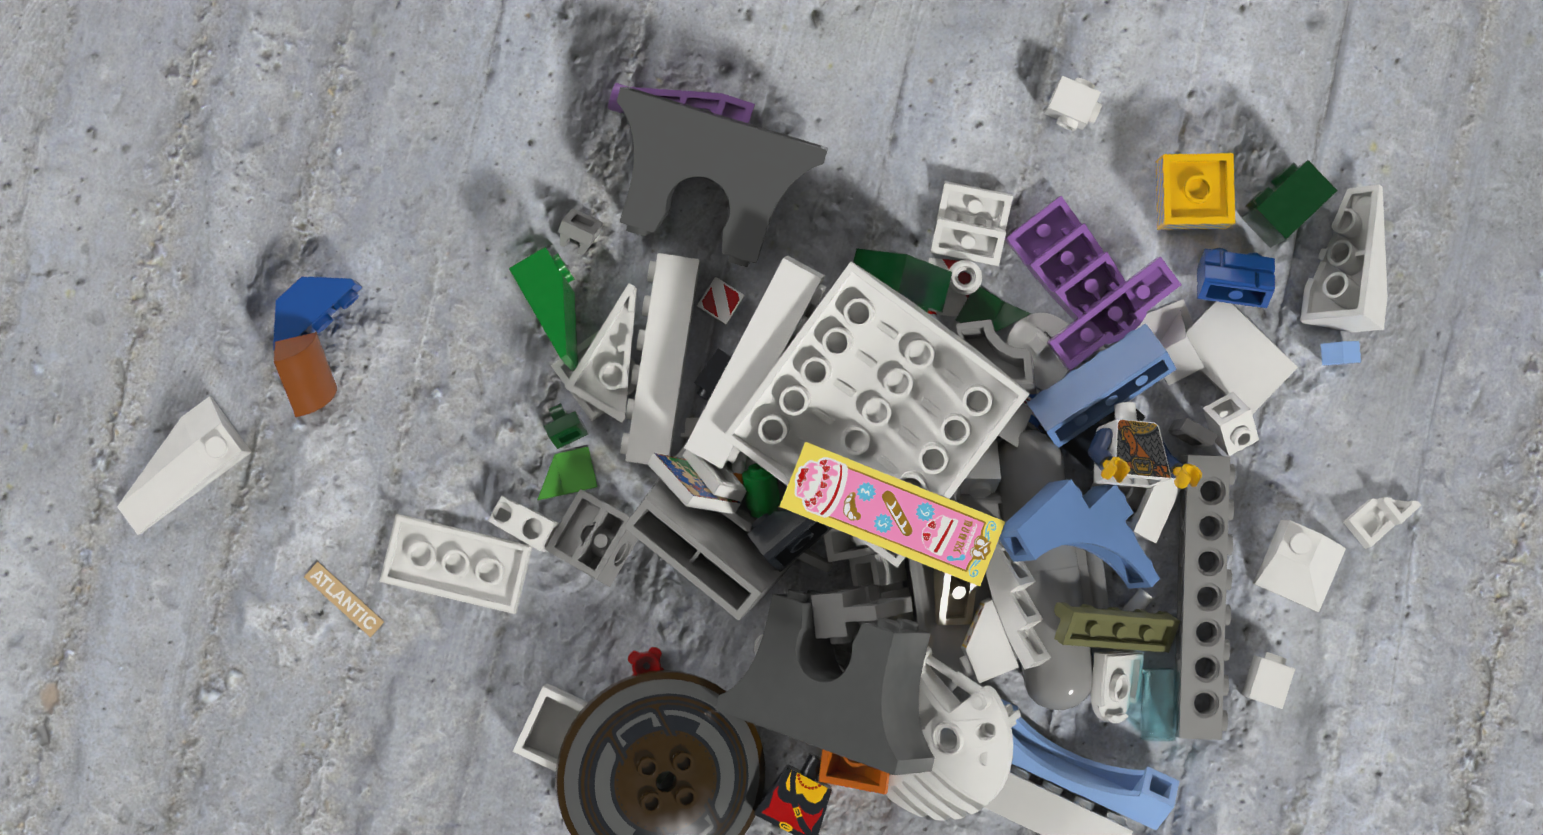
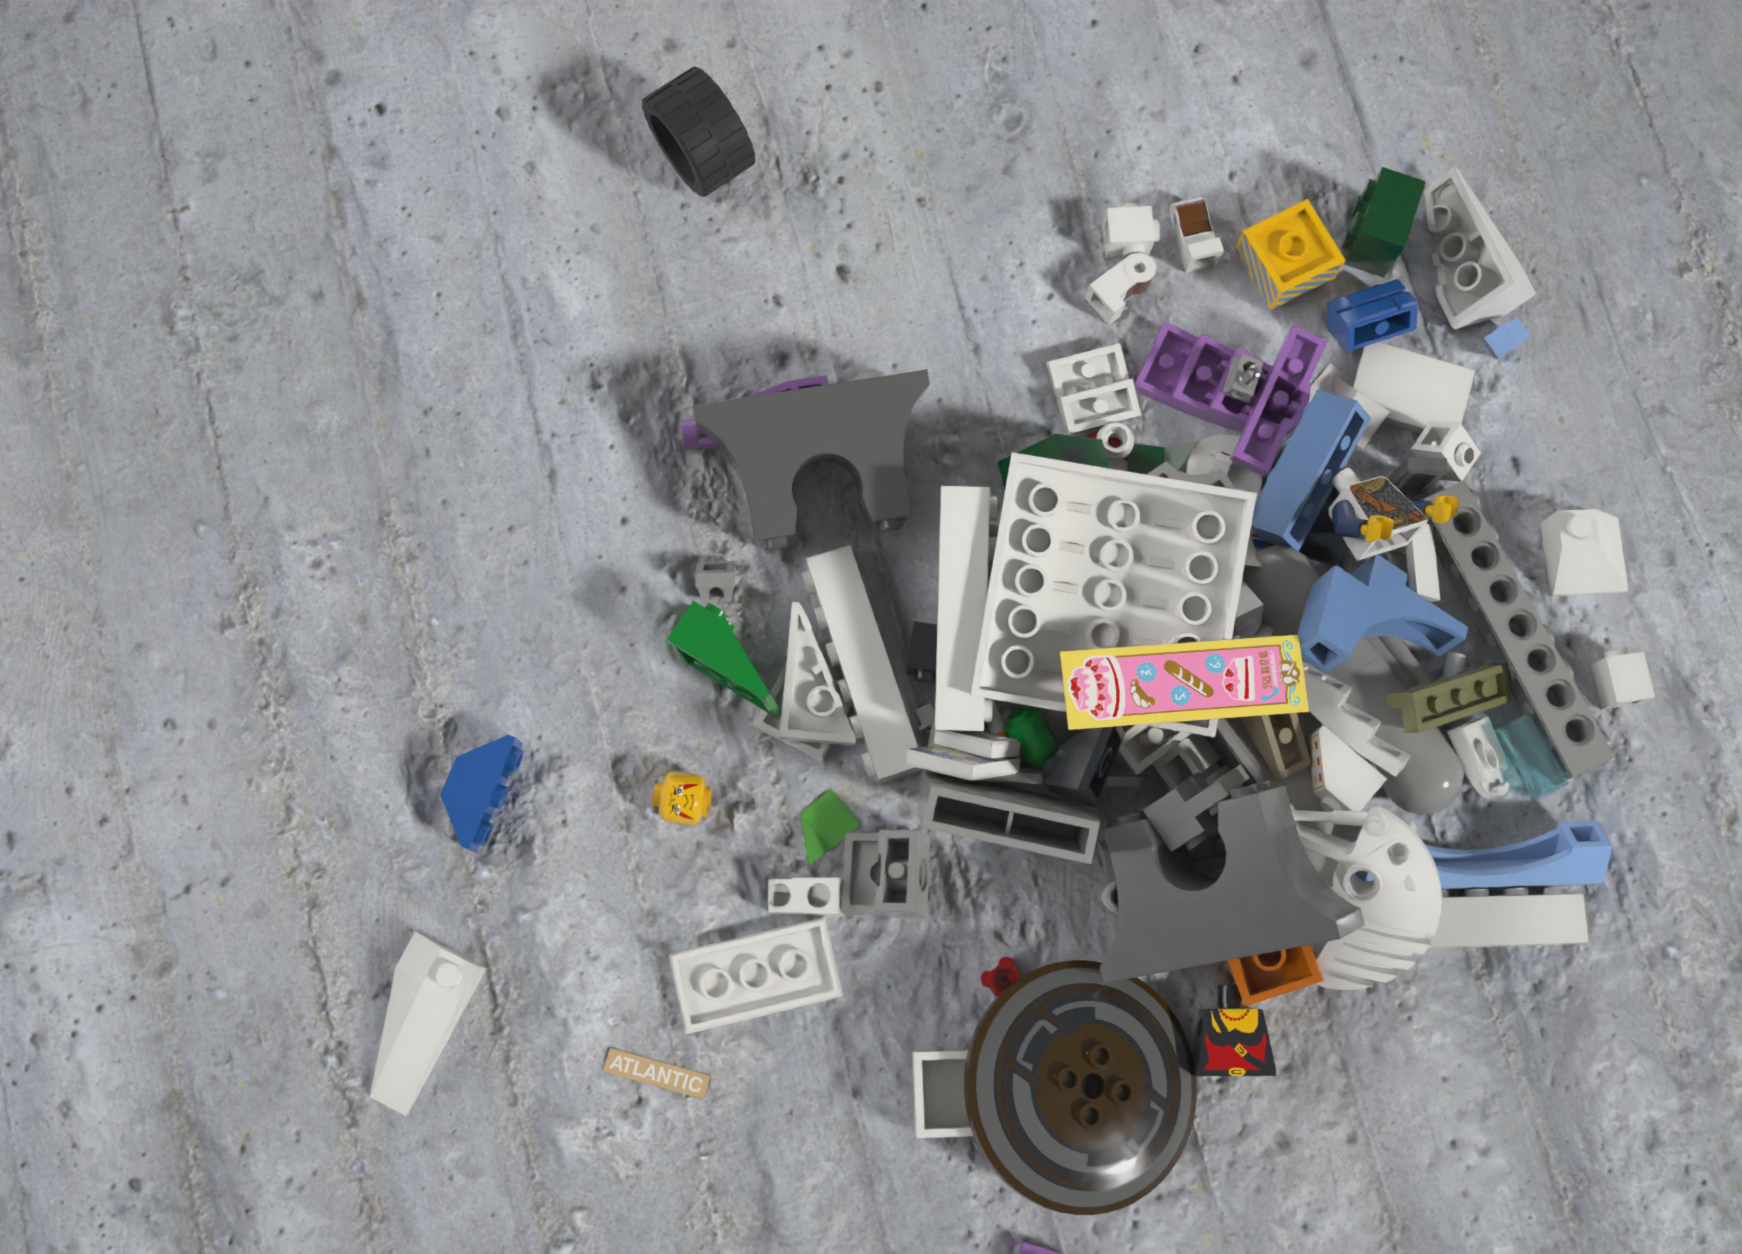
camera: 30 degrees left, 10 degrees down
(304, 373) = (505, 854): dark orange brick -> none
(465, 397) = (682, 798): none -> yellow head
(565, 427) = (798, 778): dark green tile -> none
(721, 301) = (890, 579): white tile -> none
(1039, 144) = (1125, 279): none -> white leg
(1090, 287) = (1240, 383): none -> light grey piece
(1128, 132) = (1195, 234): none -> white leg
(1378, 517) = (1630, 474): white slope -> none

